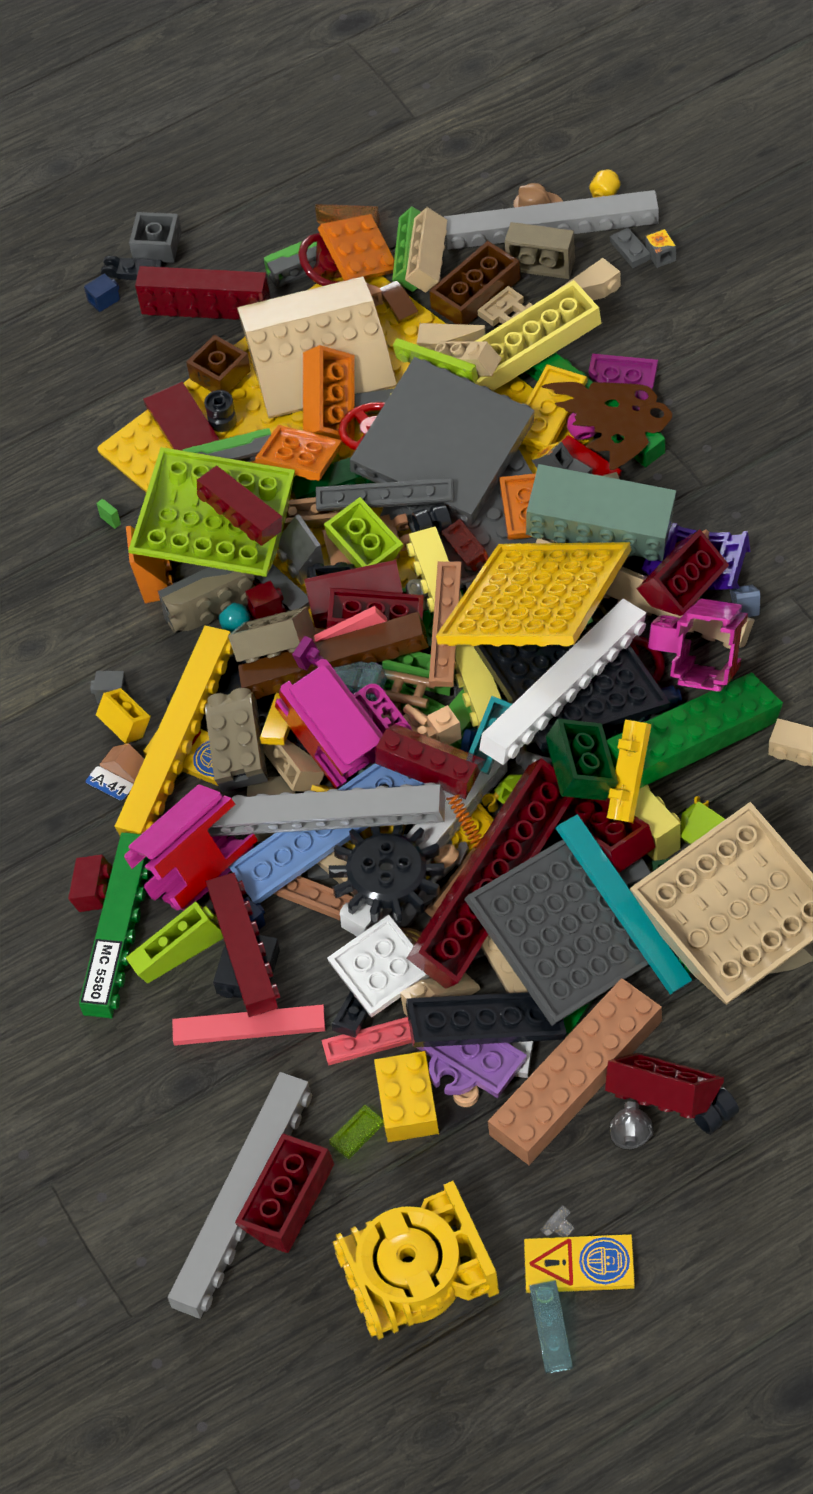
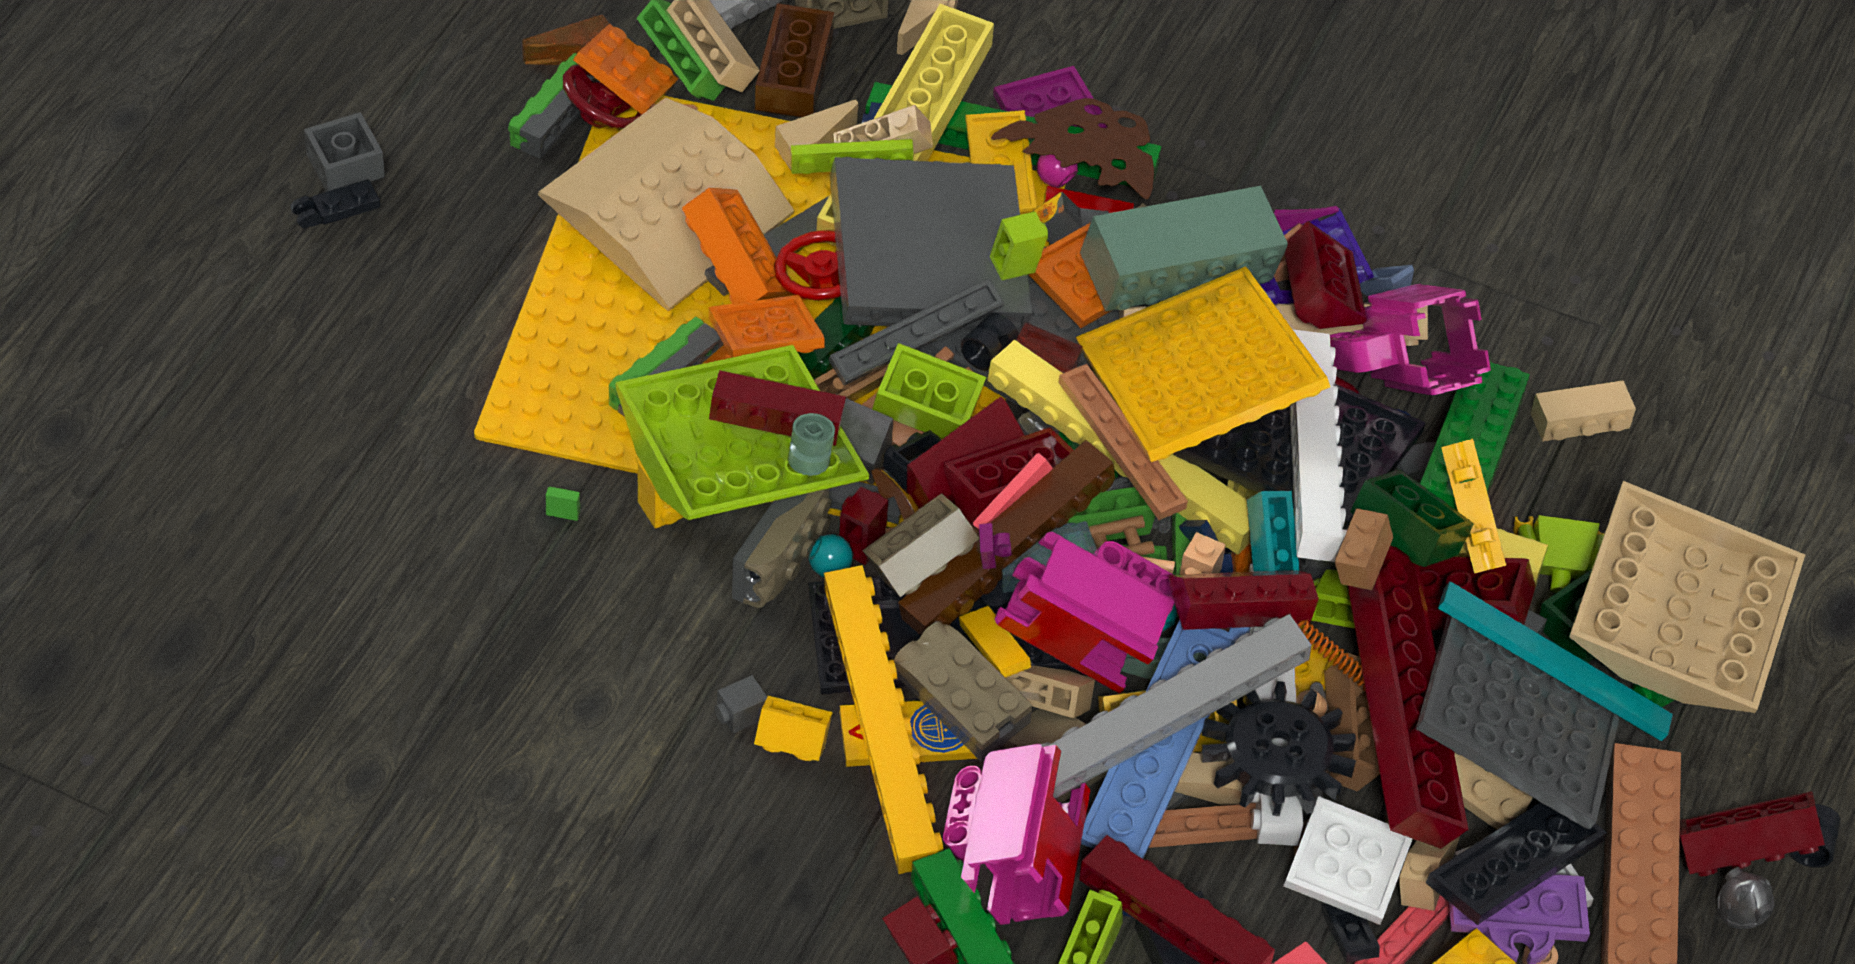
camera: 45 degrees left, 5 degrees down
(102, 292) = (325, 246): dark blue brick -> none
(109, 783) = (830, 818): sticker -> none
(123, 761) = (834, 783): nougat slope -> none
(150, 572) = (680, 544): orange slope -> none
(180, 418) = (563, 356): dark red tile -> none
(198, 291) = (465, 195): dark red brick -> none
(218, 365) = (566, 271): reddish brown brick -> none
(220, 410) = (612, 322): black wheel -> none
(235, 537) = (811, 444): none -> sand green wheel
(295, 588) = (891, 487): none -> reddish brown slope
(398, 301) = (721, 110): reddish brown slope -> none
(461, 710) = (1190, 527): none -> dark blue tile
(483, 464) = (1018, 245): none -> lime brick
(501, 306) = (840, 75): tan plate -> none
(522, 764) = (1364, 549): none -> medium nougat brick
(714, 524) = (1290, 218): none -> magenta piece

